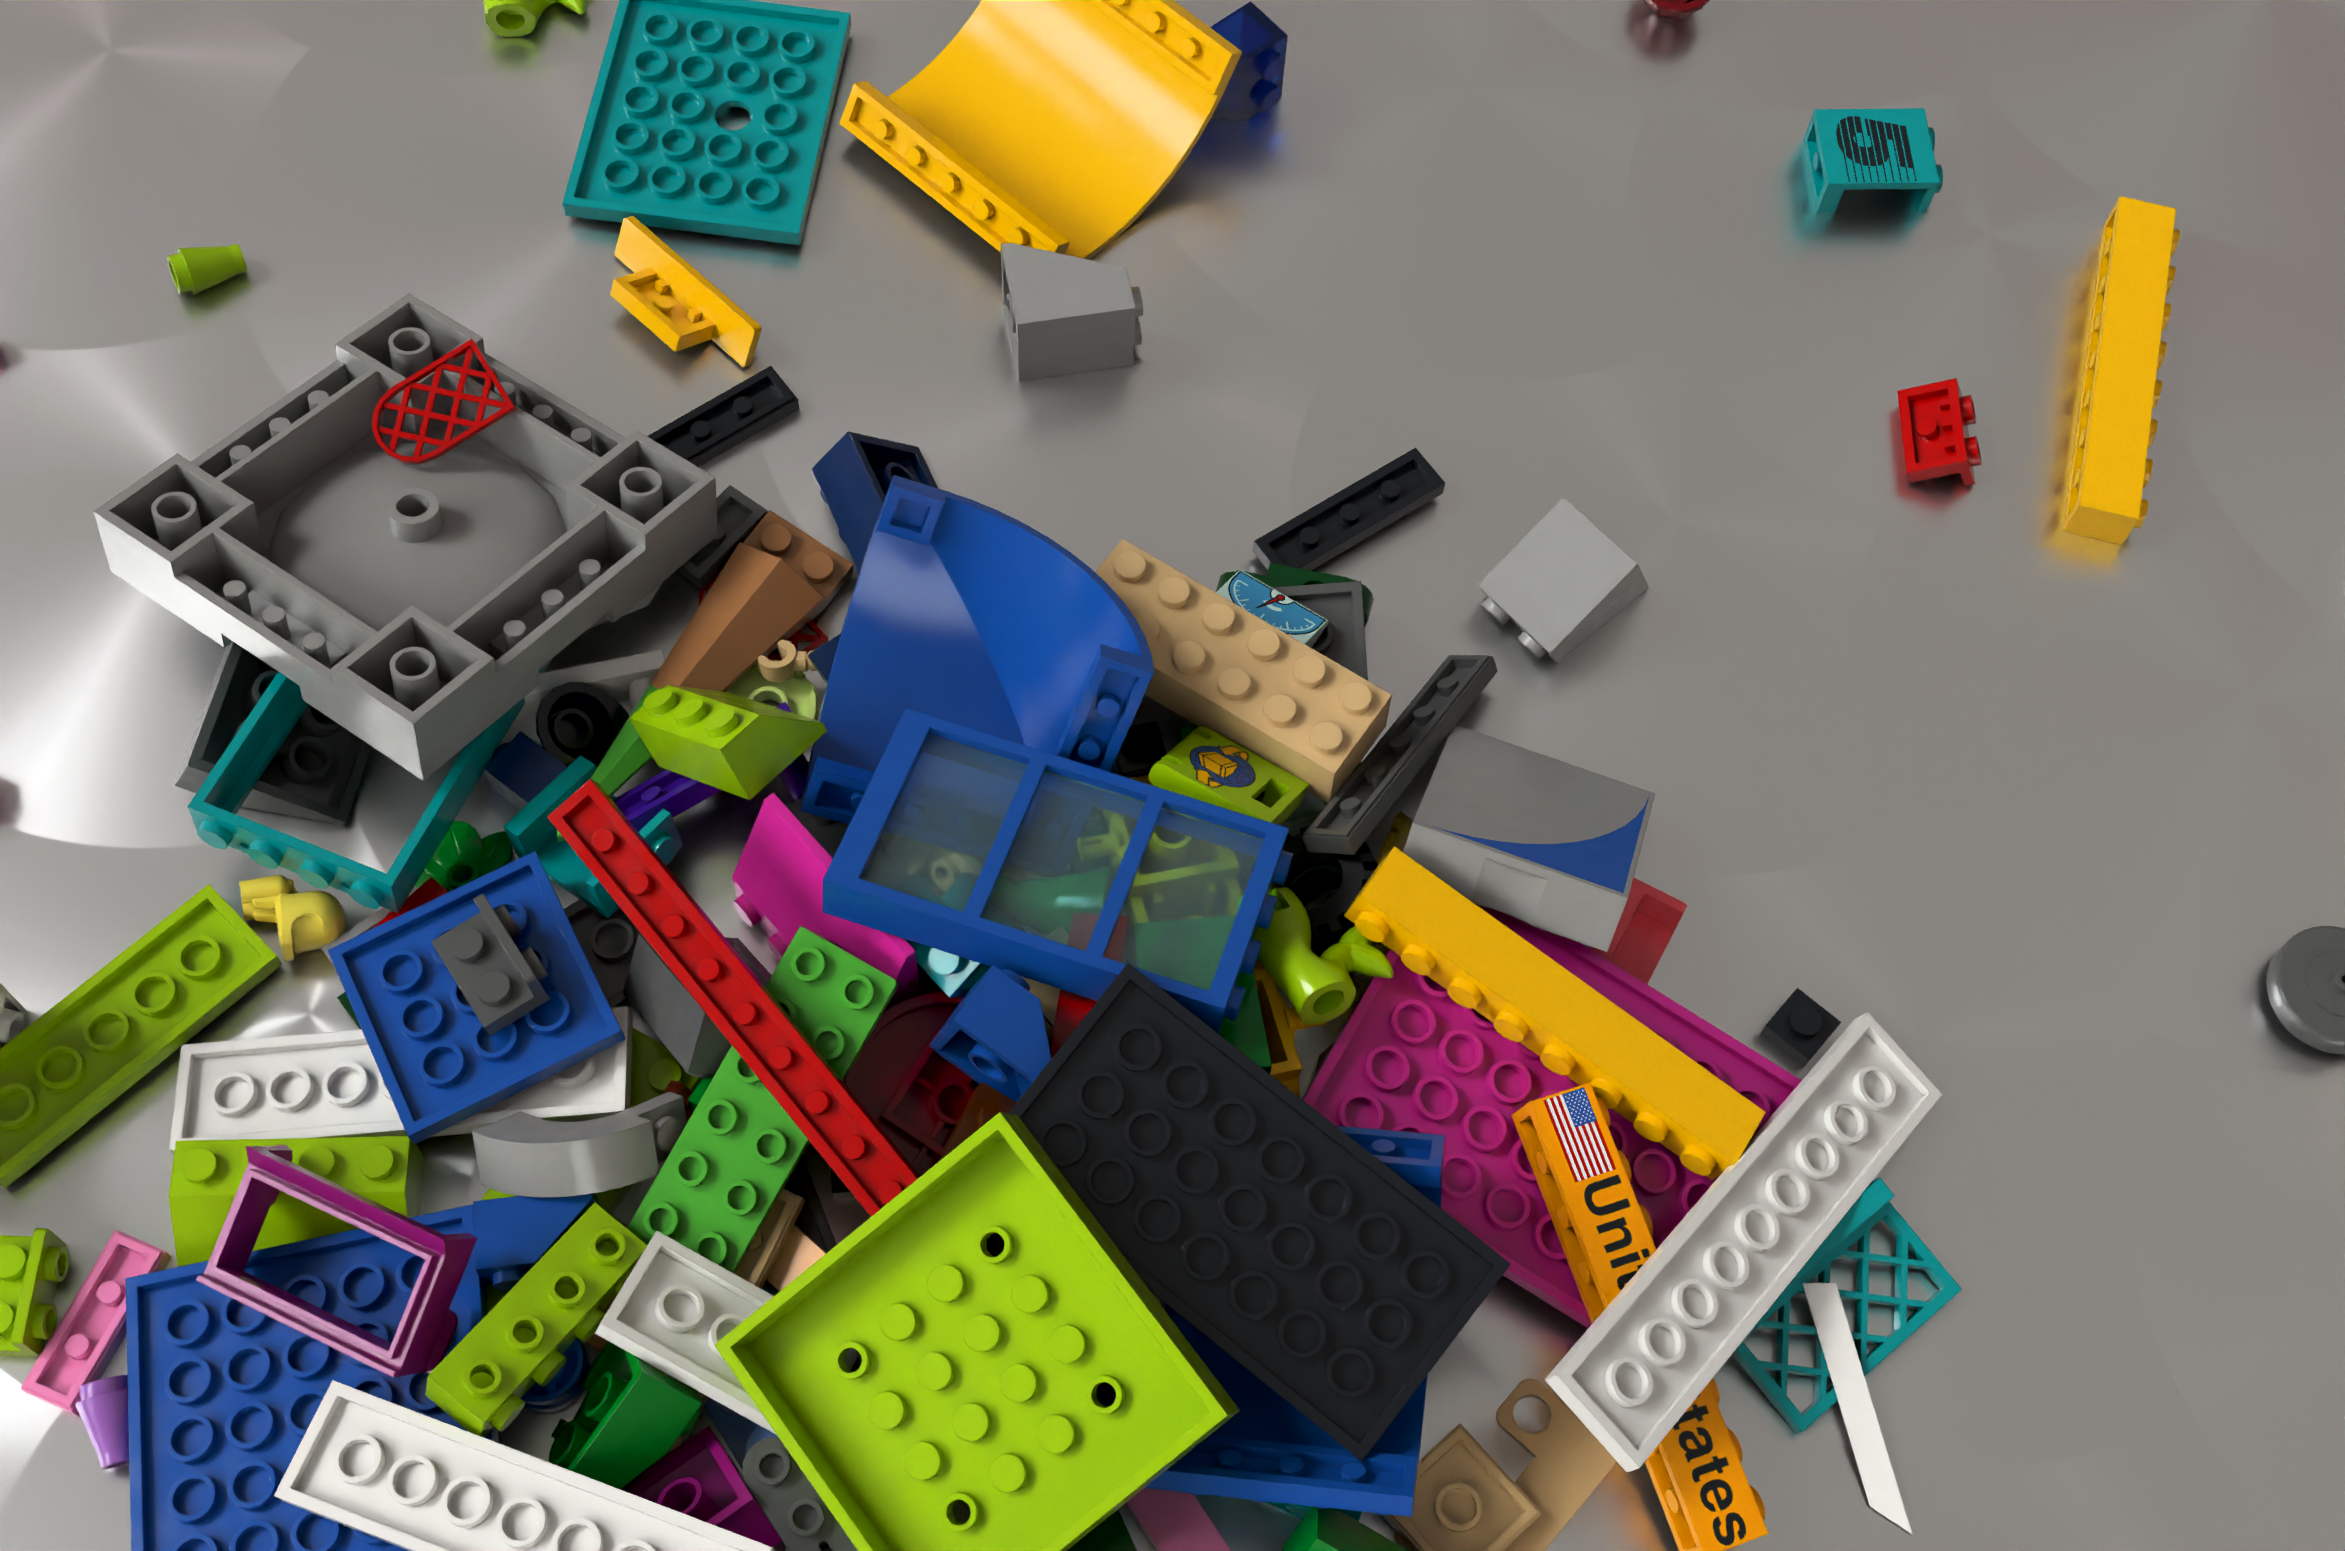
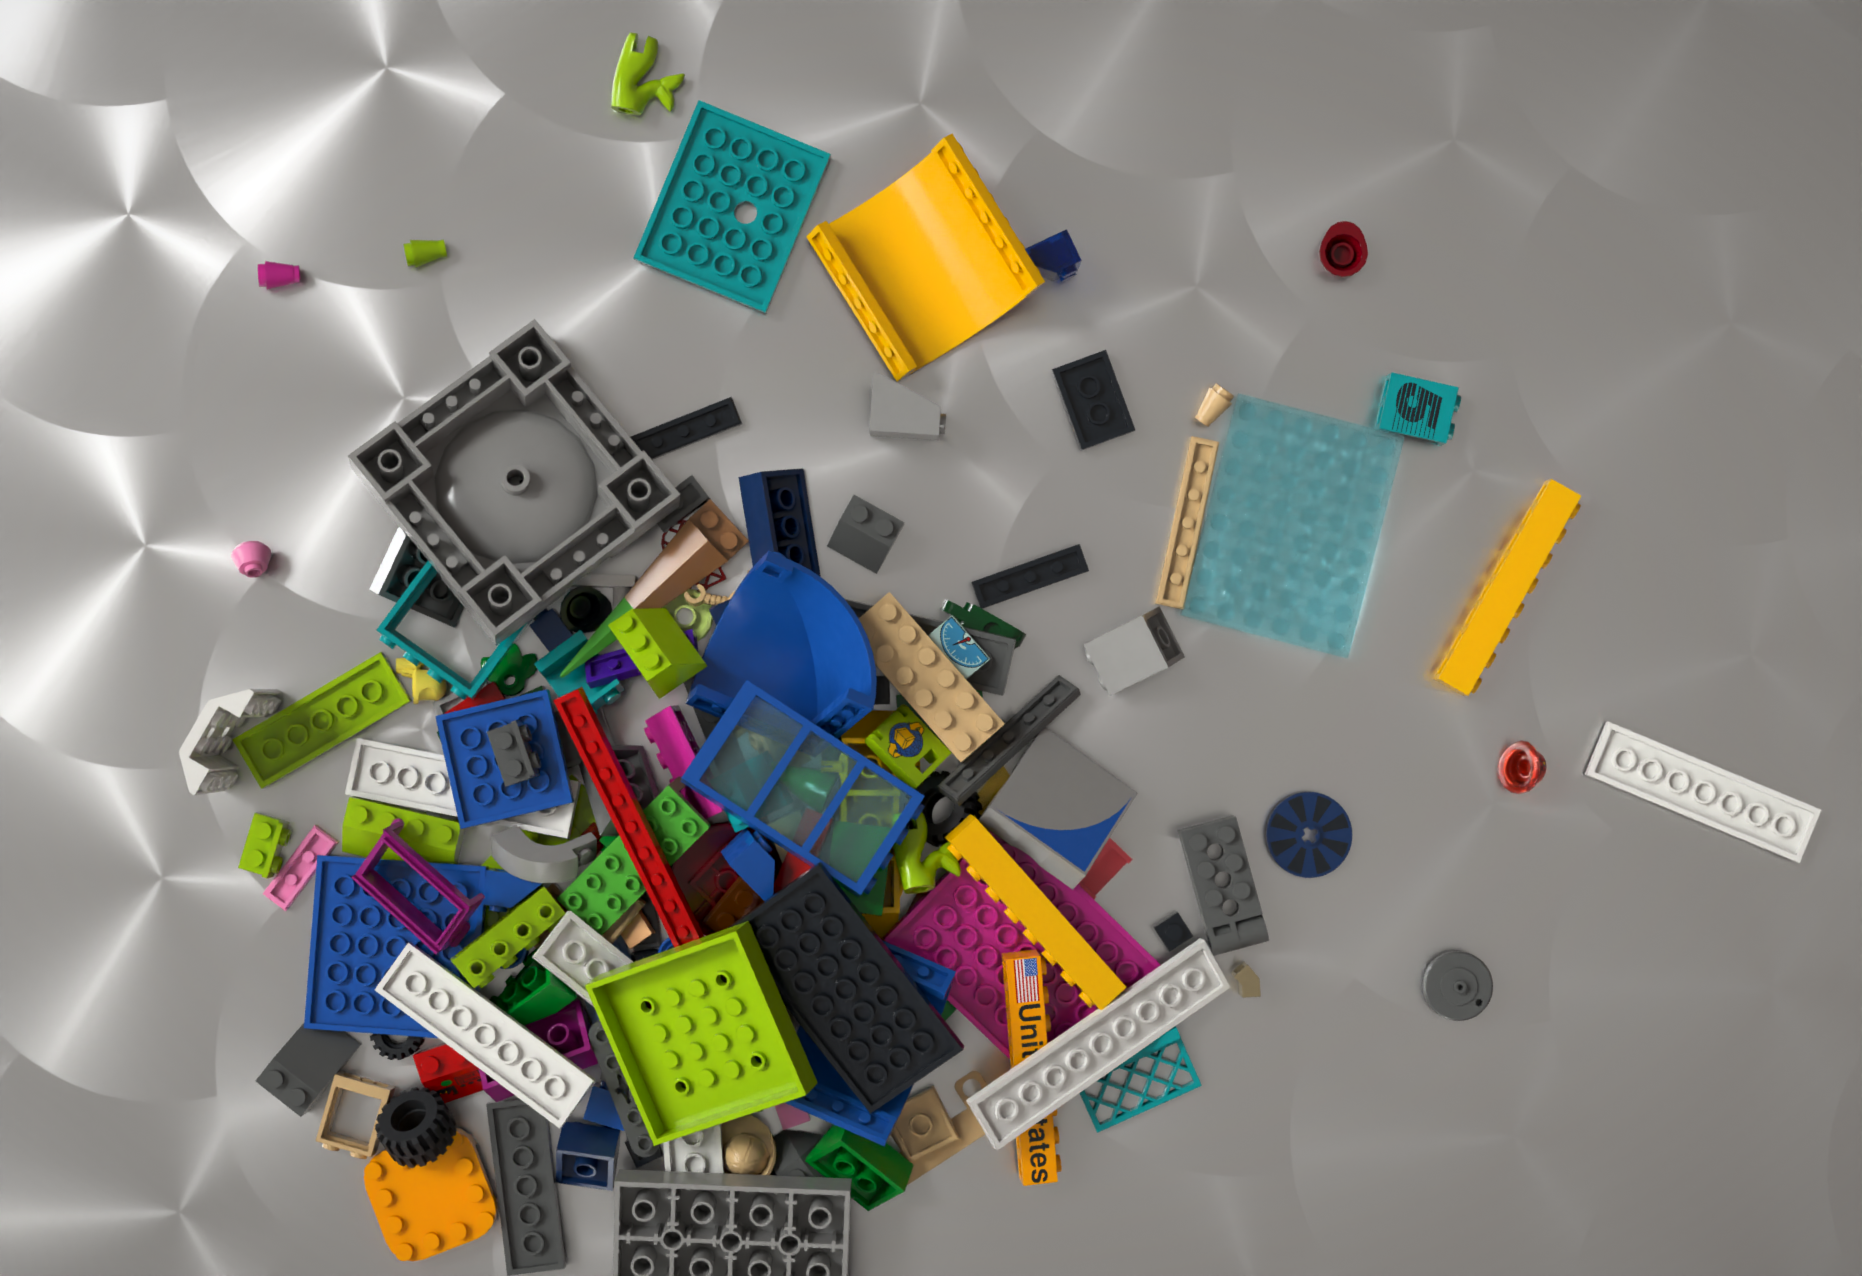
camera: 20 degrees right, 25 degrees up
(106, 1419) = (301, 919): medium lavender cone -> none
(448, 443) = (562, 384): red window -> none
(677, 299) = (684, 341): yellow bracket -> none
(1059, 496) = (865, 534): none -> dark grey slope
(1366, 251) = (1093, 400): none -> black plate
(1558, 217) = (1214, 404): none -> tan cone
(1578, 393) = (1187, 522): none -> tan tile
(1748, 361) = (1292, 525): none -> clear light blue plate
(1855, 1402) = (1127, 1125): white sticker -> none
(1859, 915) = (1245, 924): none -> dark grey hinge
(1937, 431) = (1383, 604): red bracket -> none
(1970, 1070) = (1247, 981): none -> dark tan piece
(1992, 840) = (1287, 828): none -> dark blue piece
(2272, 610) = (1521, 767): none -> clear red hat

